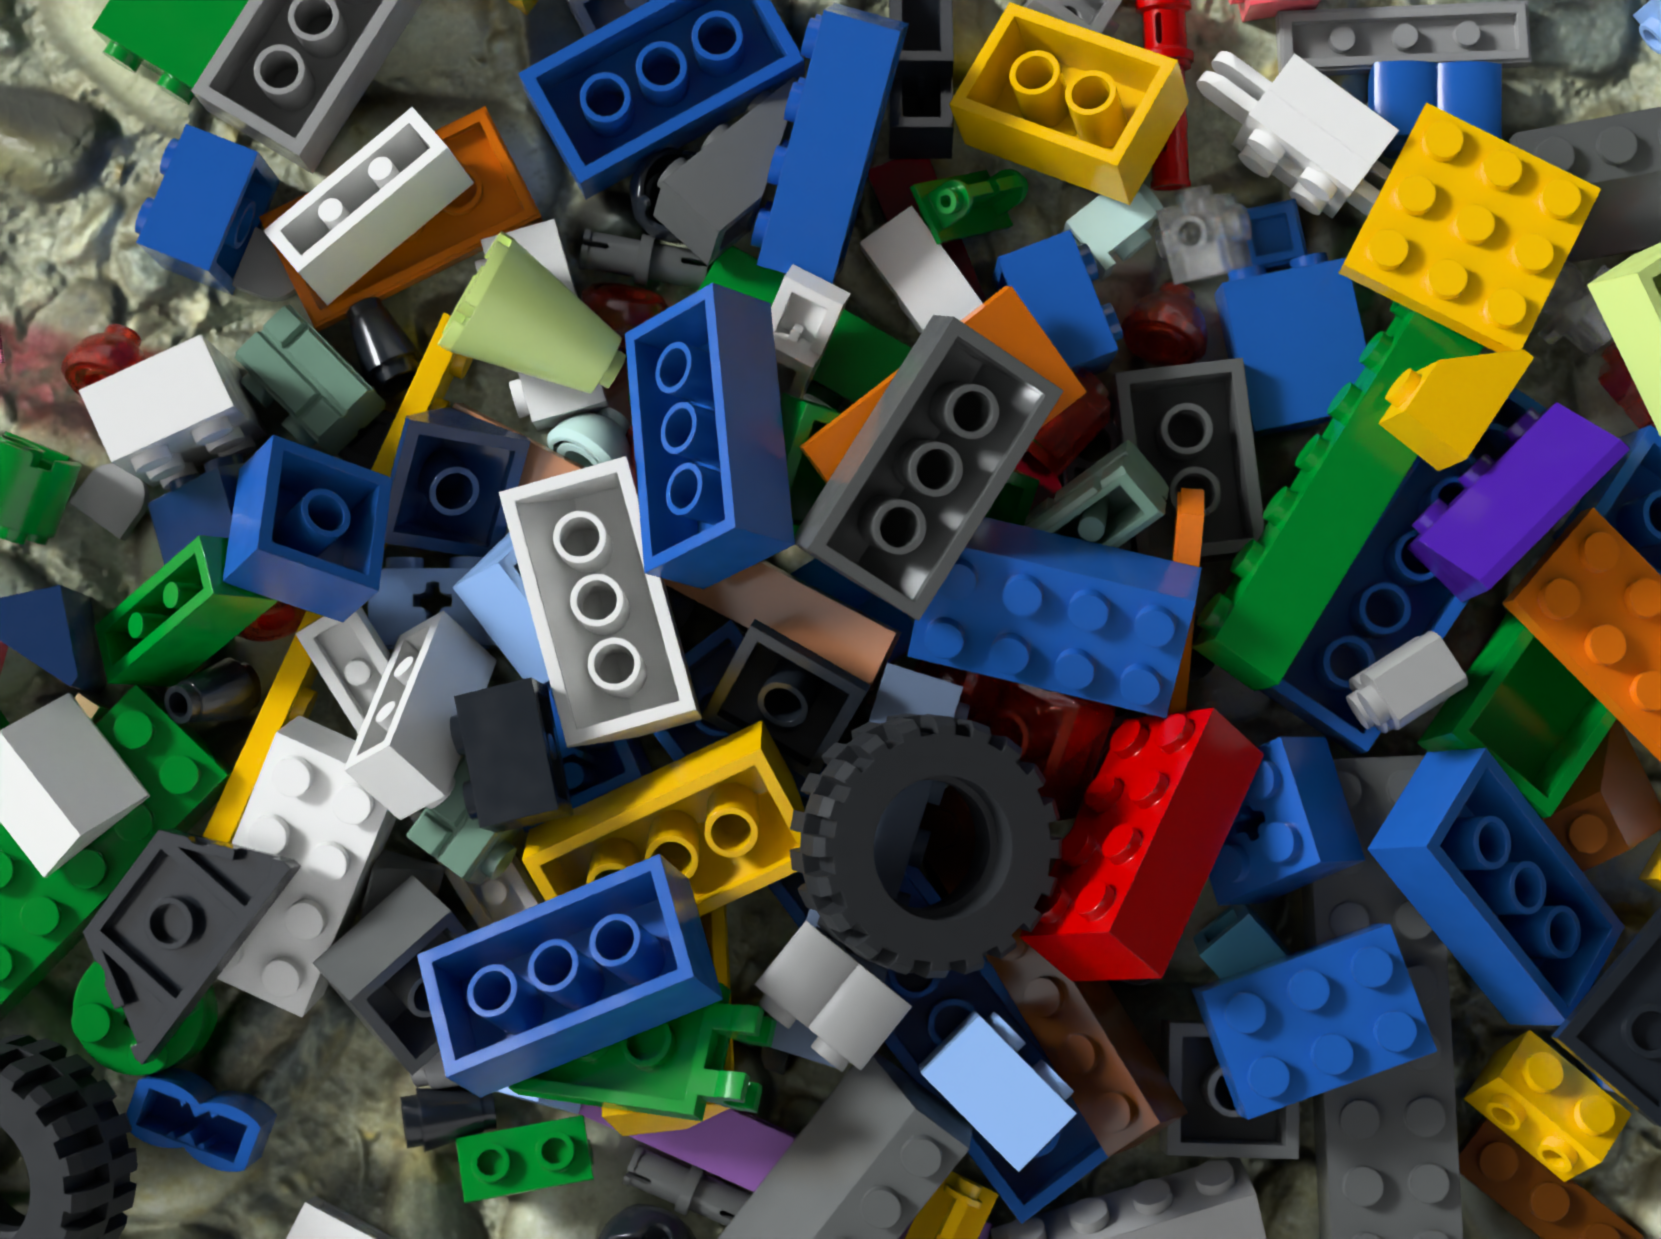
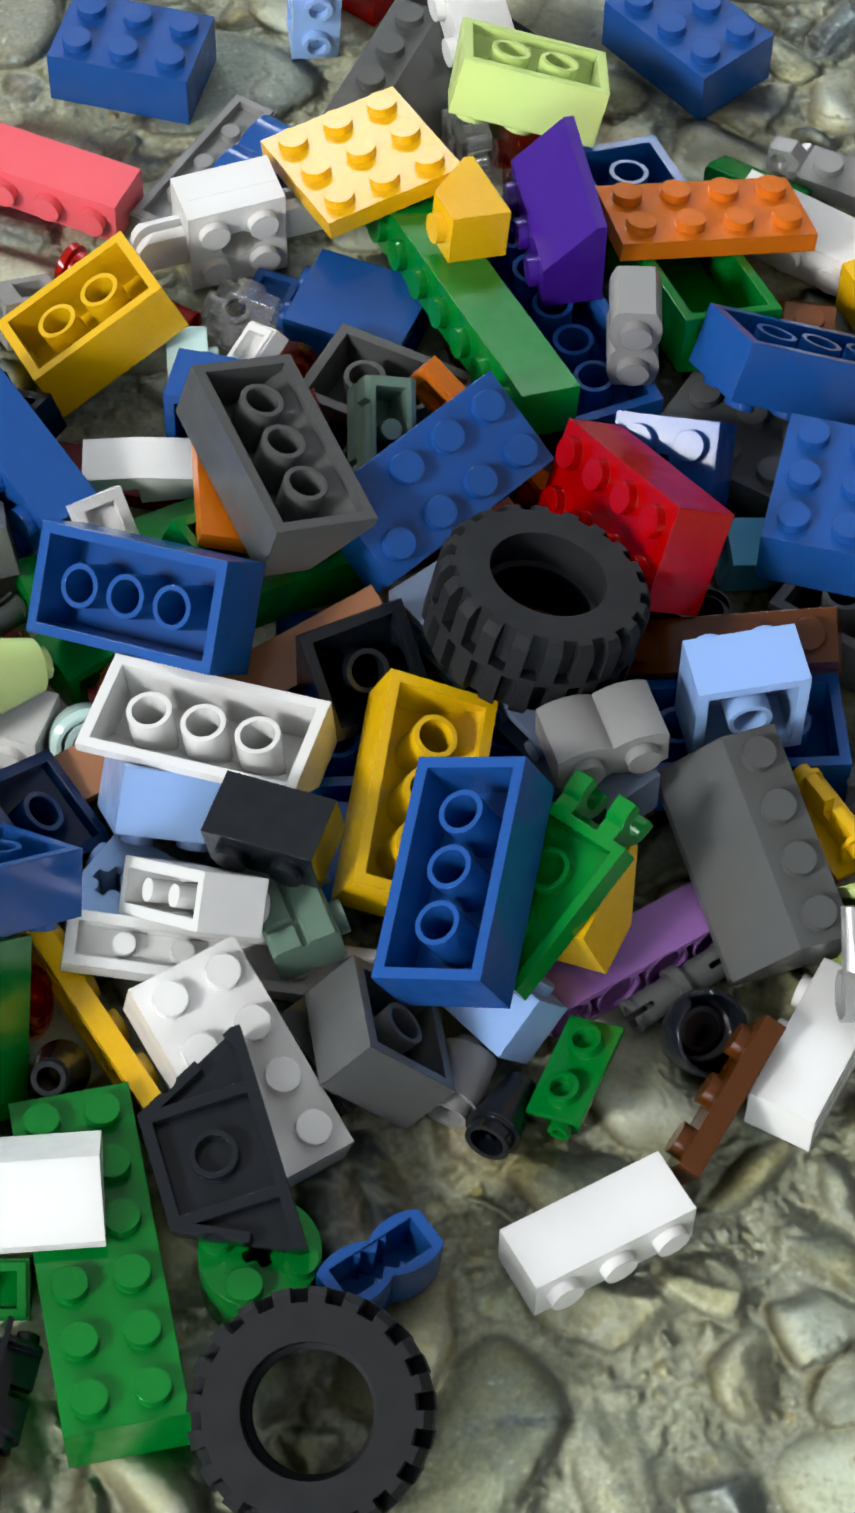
camera: 55 degrees left, 30 degrees down
(969, 203) = (107, 416): green hinge -> none
(1151, 292) = (258, 341): none -> white tile

